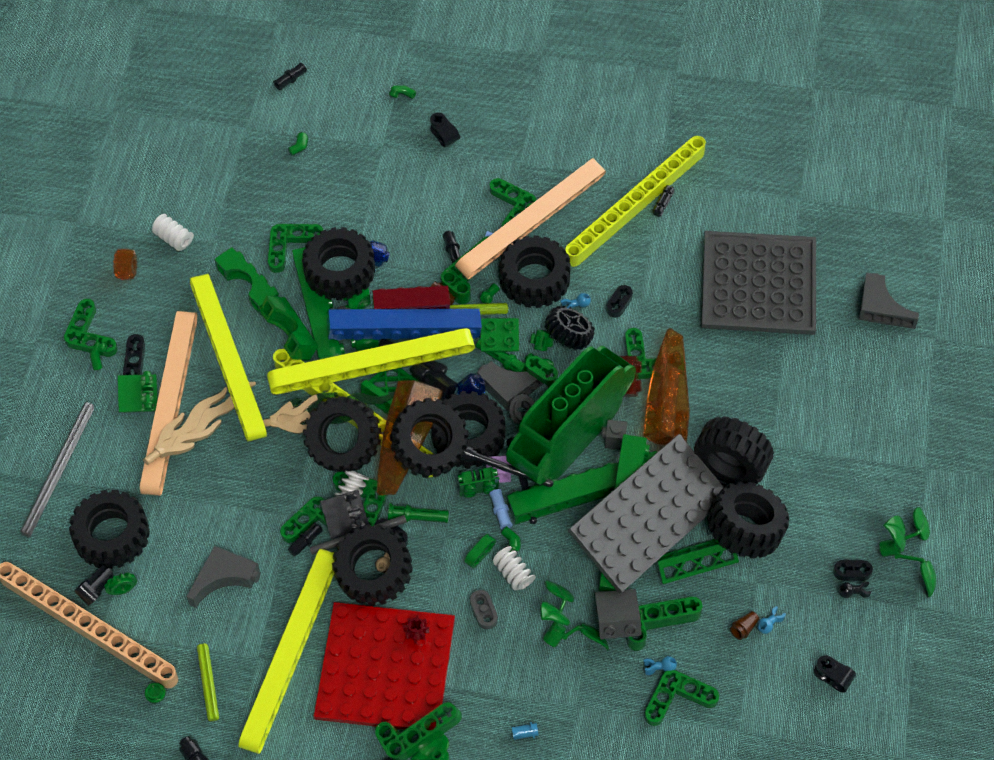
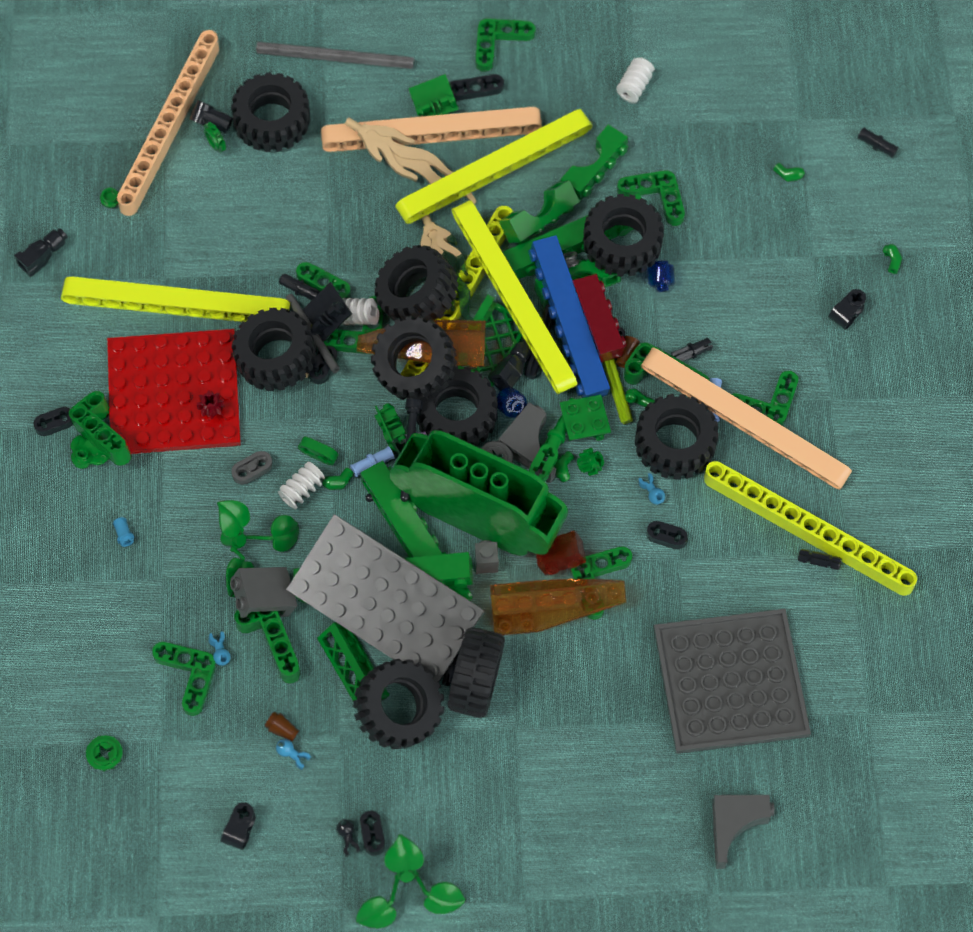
camera: 75 degrees right, 5 degrees up
(95, 354) = (468, 50): green arm -> none
(125, 264) = (582, 47): clear orange gear -> none
(207, 682) = (129, 239): lime axle -> none
(220, 571) = (248, 219): dark grey arch -> none
(417, 513) = (348, 375): green pin -> none
(569, 327) = (619, 479): black gear -> none

